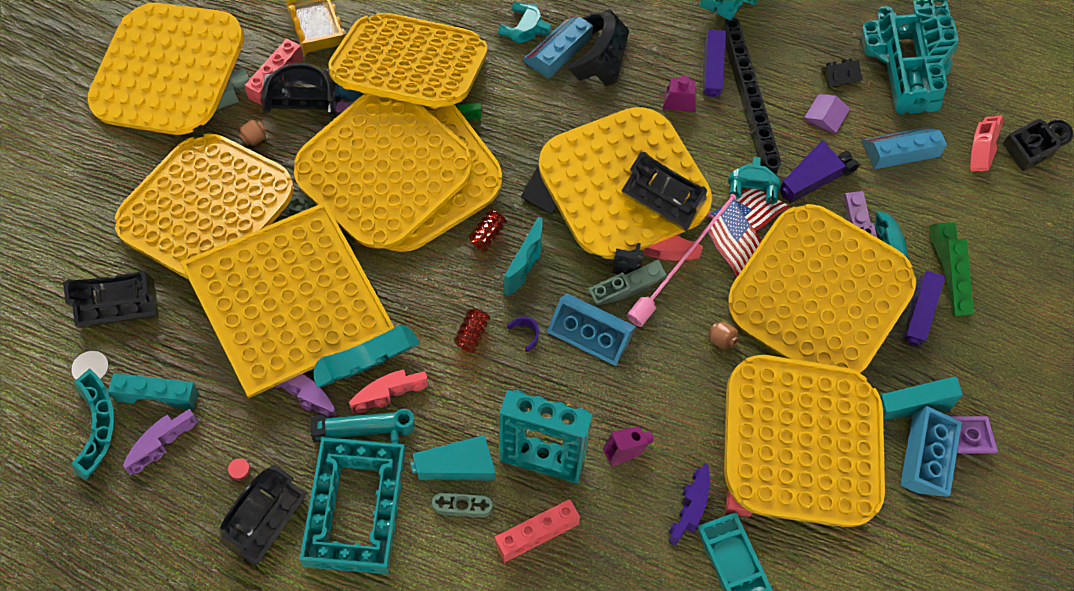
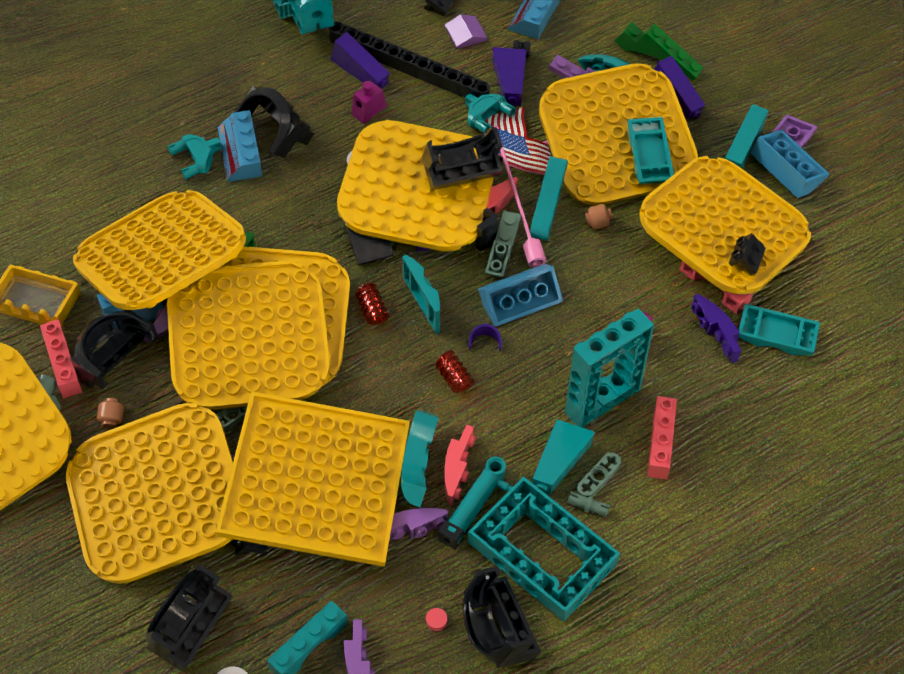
camera: 50 degrees left, 5 degrees down
(427, 514) = (588, 504): none -> sand green pin
(703, 284) = (548, 198): none -> teal beam
(781, 478) = (748, 253): none -> black bracket
(824, 327) = (650, 150): none -> teal slope

